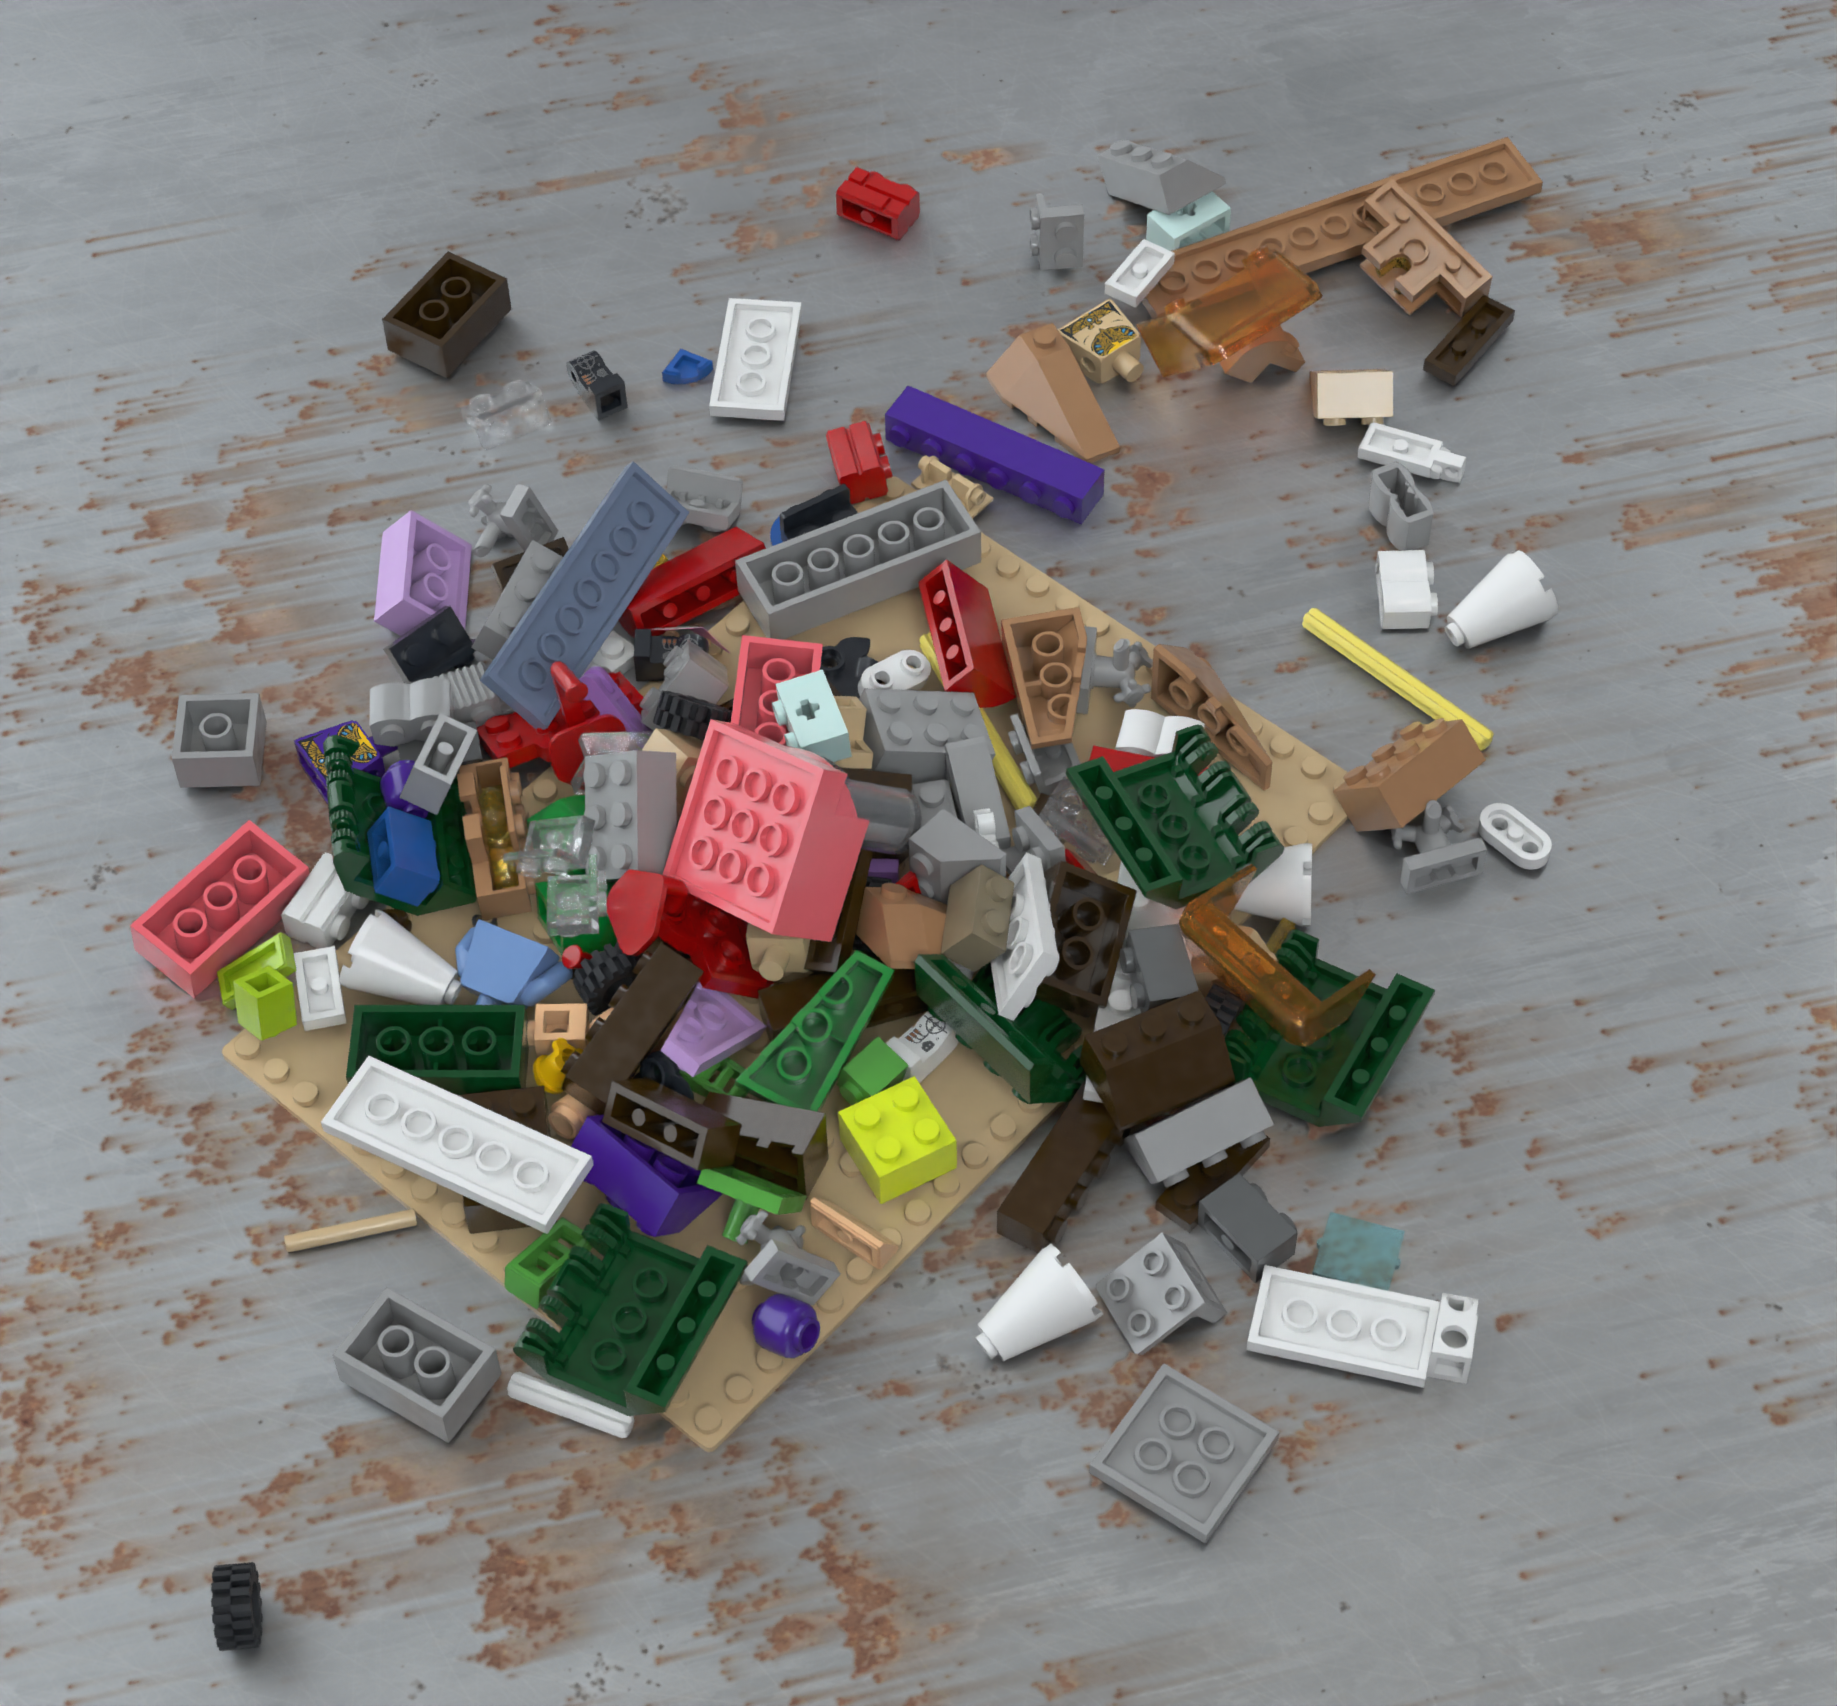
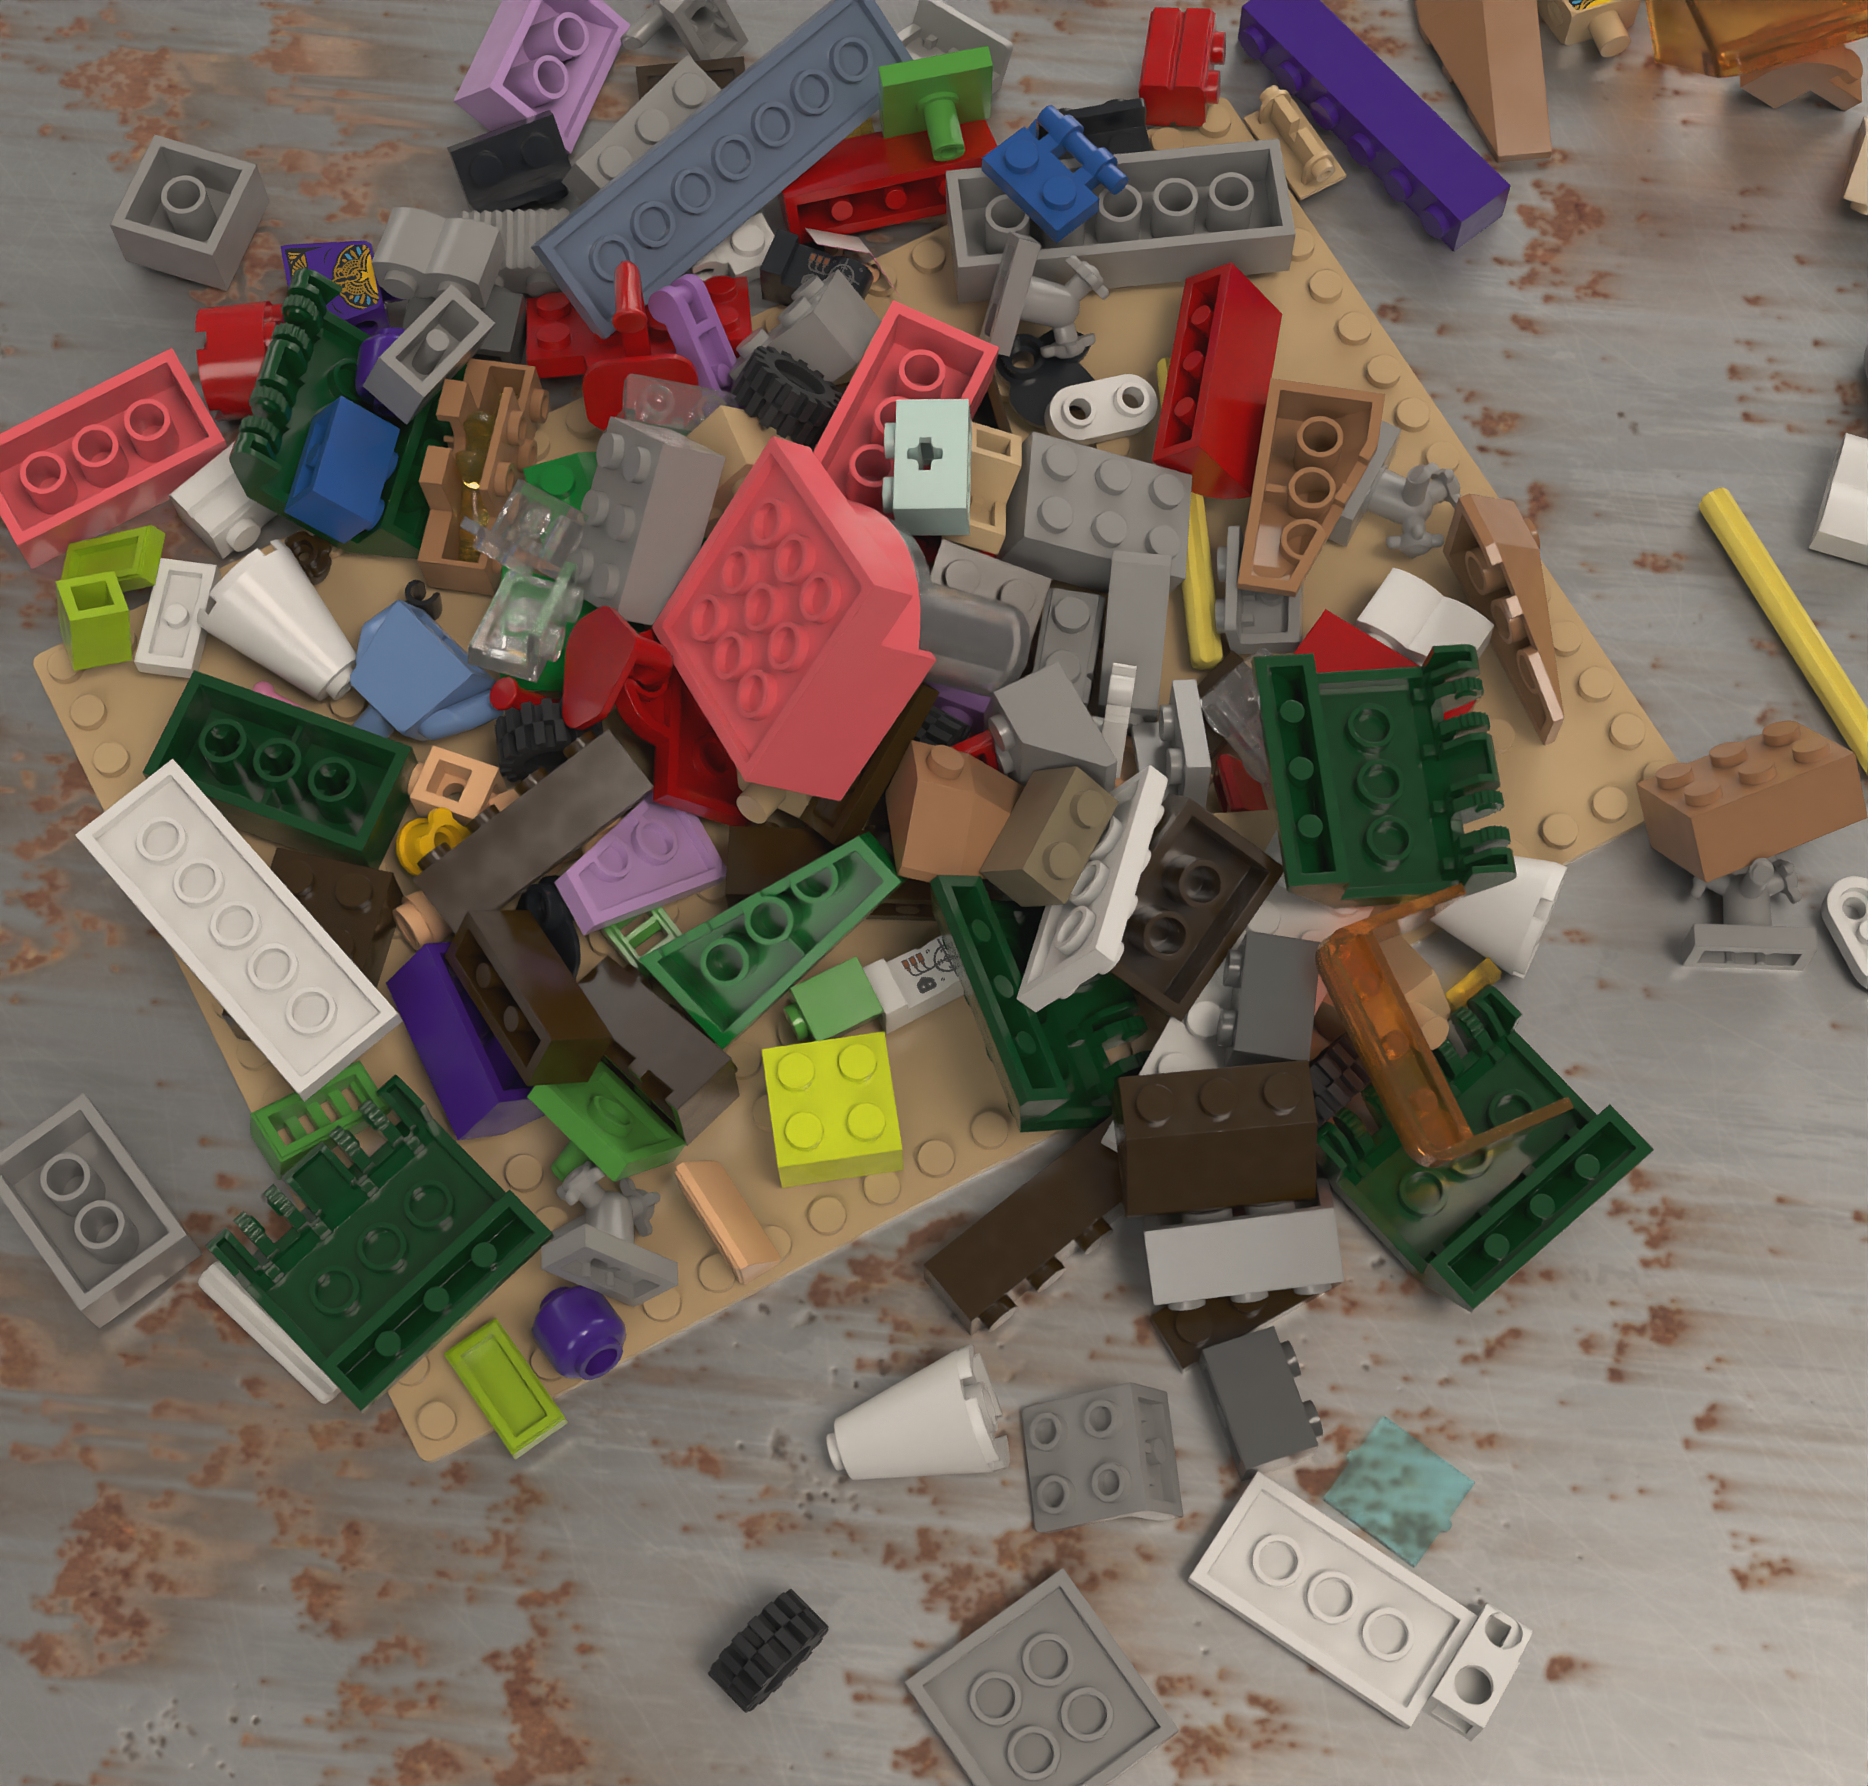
camera: 20 degrees right, 15 degrees up
(299, 814) = (234, 354): none -> red brick
(350, 1230) = (94, 976): tan bar -> none
(709, 519) = (936, 97): none -> bright green tile
(748, 1381) = (505, 1388): none -> lime tile
(803, 548) = (1042, 184): none -> blue plate
(819, 618) = (1037, 300): none -> light grey piece
(993, 1472) = (768, 1650): none -> black tyre

